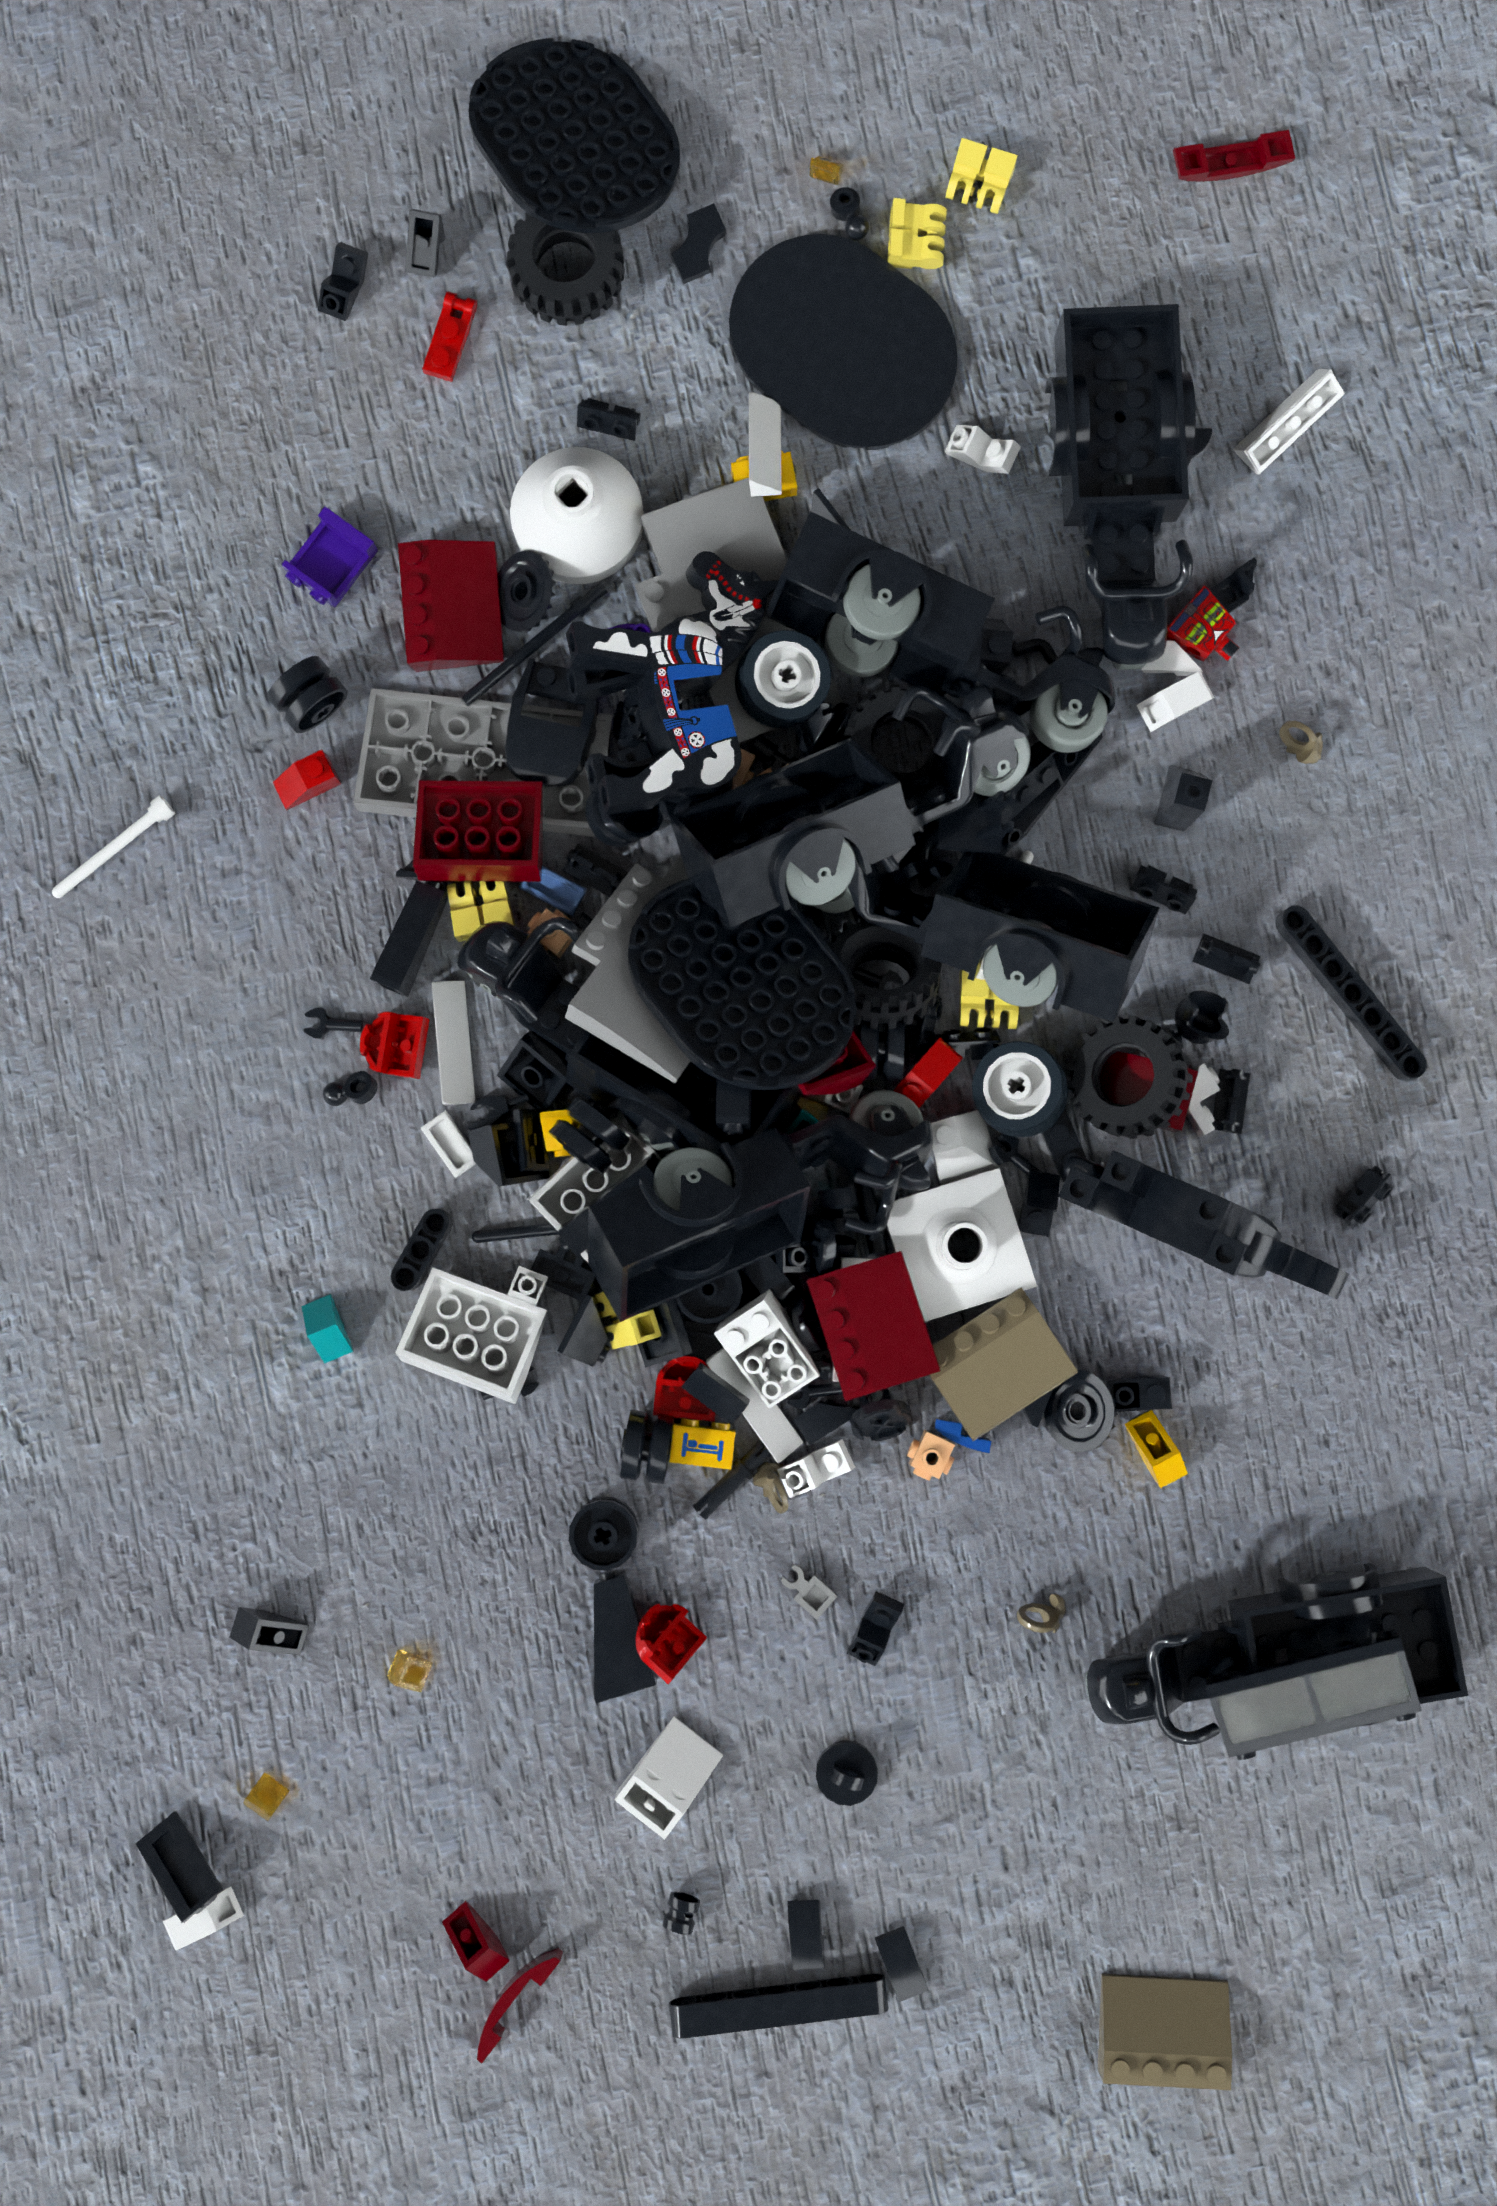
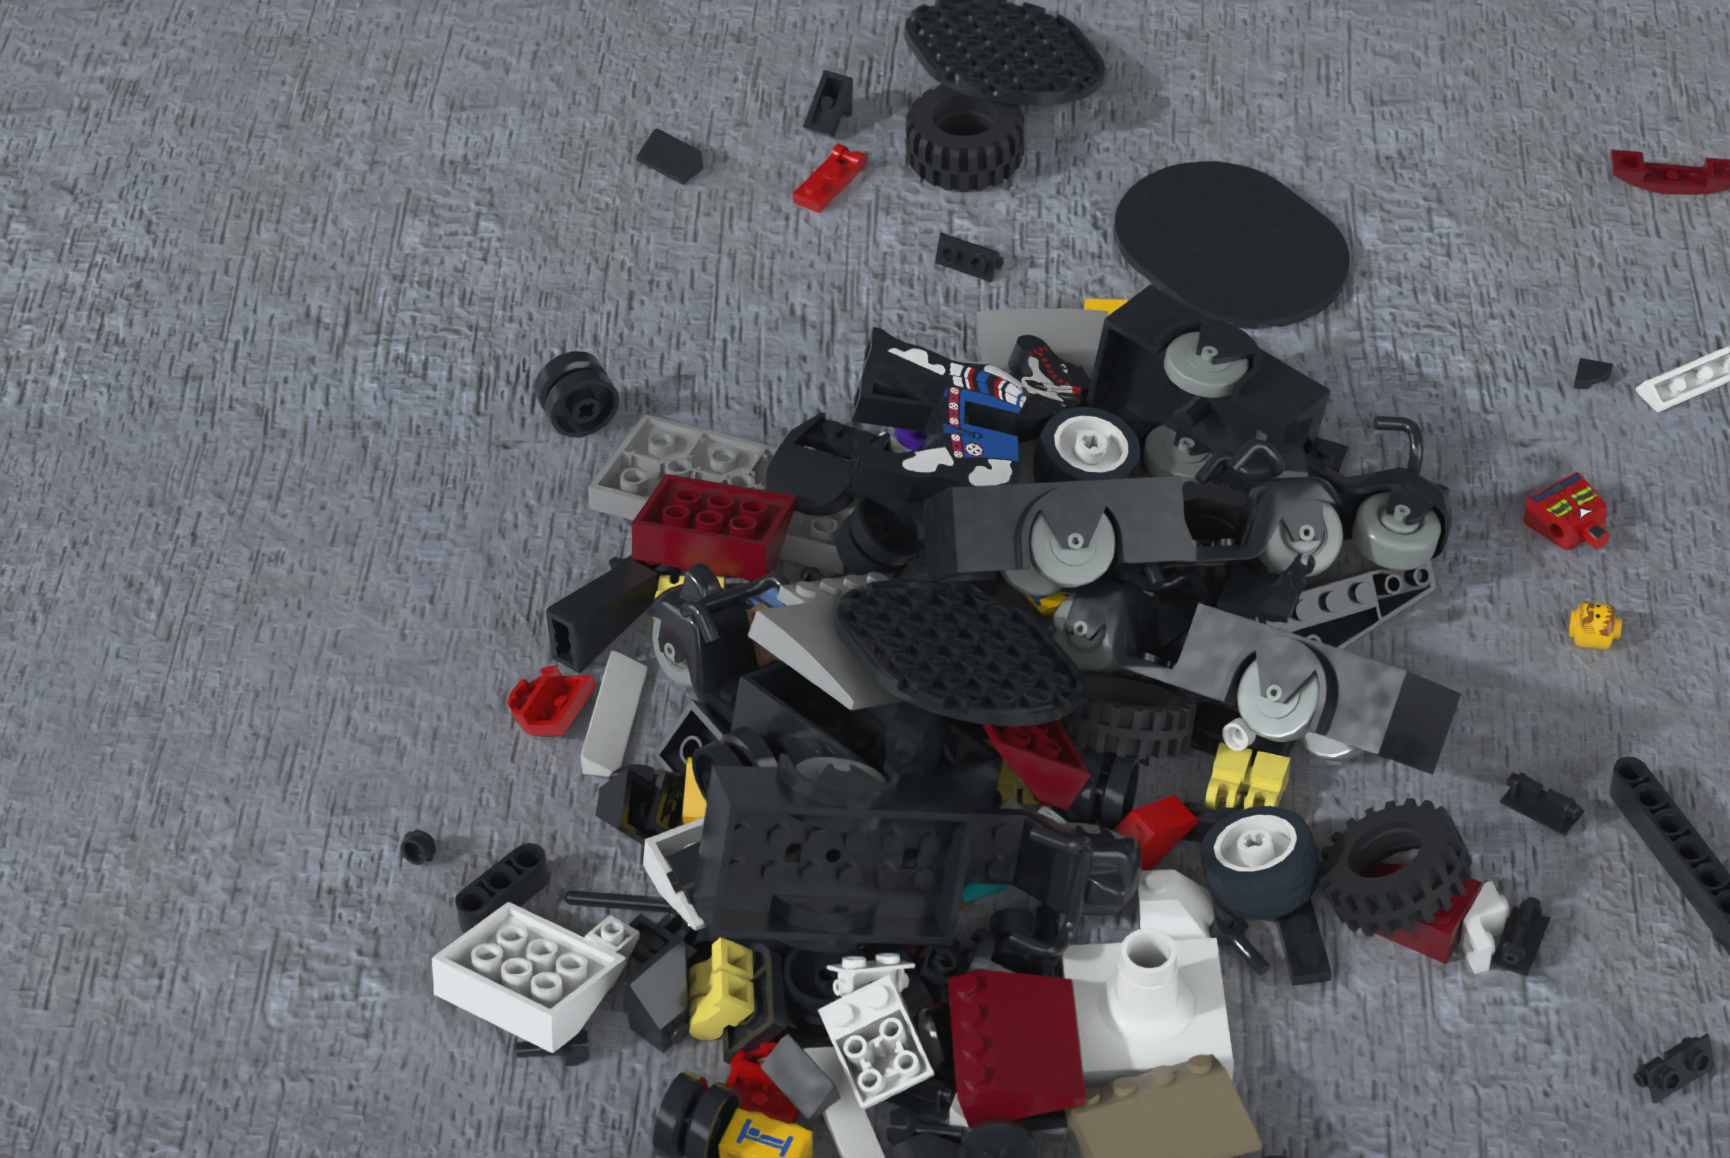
camera: 15 degrees right, 40 degrees down
(158, 811) = (379, 469): white piece -> none
(291, 343) = (670, 156): none -> black slope
(306, 779) = (547, 468): red slope -> none
(326, 1329) = (360, 951): teal slope -> none
(330, 559) = (646, 311): dark purple panel -> none
(330, 1024) = (478, 674): black bar -> none
(339, 1220) = (418, 847): none -> black plate
(343, 285) = (743, 125): black slope -> none
(359, 1088) = (492, 733): black plate -> none
(449, 1143) = (575, 807): white tile -> none
(450, 604) = (752, 360): dark red slope -> none
(525, 590) = (834, 360): black gear -> none
(579, 607) = (794, 418): black bar -> none
(583, 540) = (913, 301): white cone -> none
(704, 231) = (1109, 148): black tile -> none
(743, 1288) = (857, 972): none -> white hinge
(764, 446) = (1121, 285): white slope -> none
(825, 169) = (1248, 120): clear yellow slope -> none
(856, 225) = (1264, 151): black plate -> none
(905, 225) = (1328, 177): light yellow legs -> none
(922, 1037) = (1166, 782): black hinge -> none
(972, 166) = (1414, 144): light yellow legs -> none
(981, 451) = (1352, 340): white slope -> none
(1039, 1203) = (1257, 991): black slope -> none
(1123, 432) = (1503, 356): black piece -> none
(1173, 661) = (1524, 532): white slope -> none
(1175, 701) = (1538, 562): white slope -> none
(1176, 895) = (1482, 731): black hinge -> none
(1182, 798) = (1513, 626): black slope -> none
(1193, 1221) = (1453, 986): black animal -> none
(1200, 1017) = (1497, 843): black helmet -> none
(1237, 587) = (1619, 491): black slope -> none
(1241, 753) = (1594, 625): none -> yellow head
(1305, 751) = (1677, 639): dark tan piece -> none

